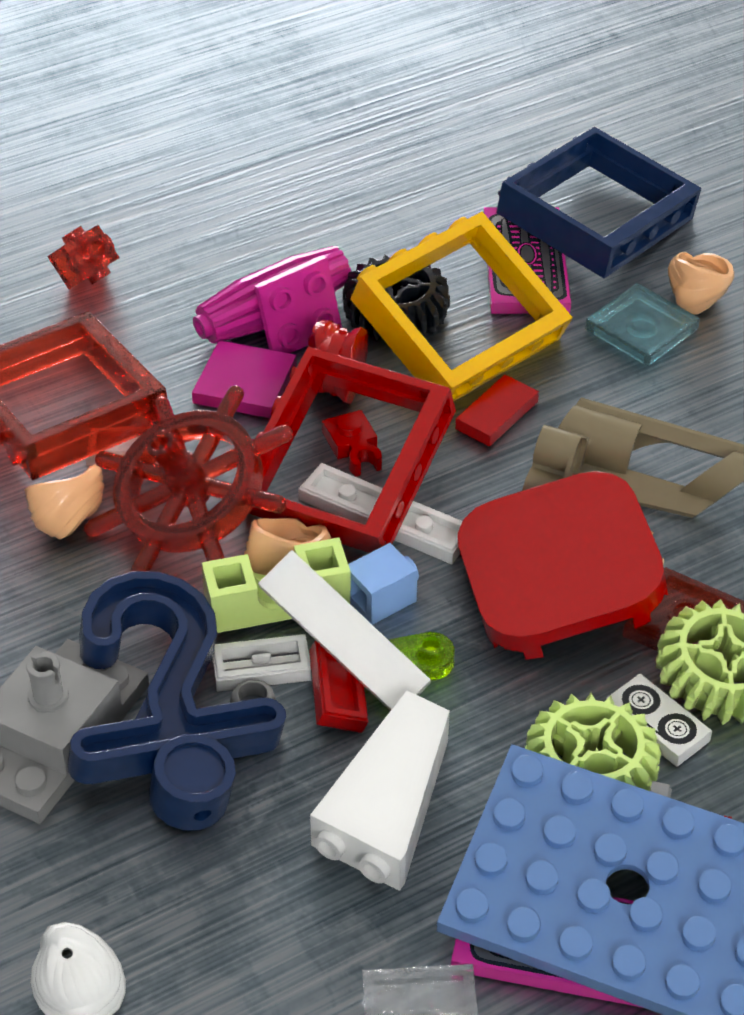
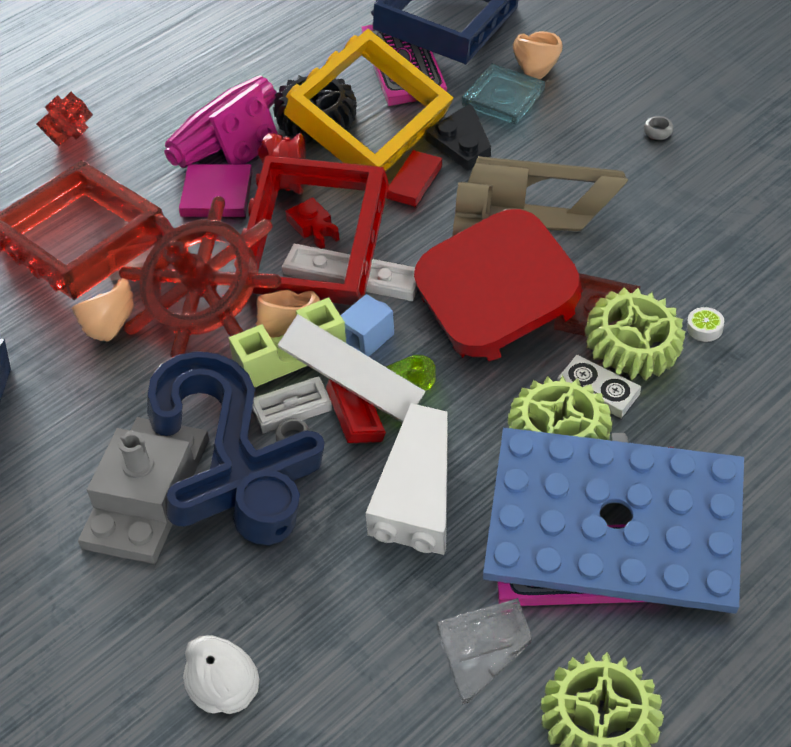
camera: 10 degrees left, 5 degrees up
(571, 369) = (460, 137): none -> black wing

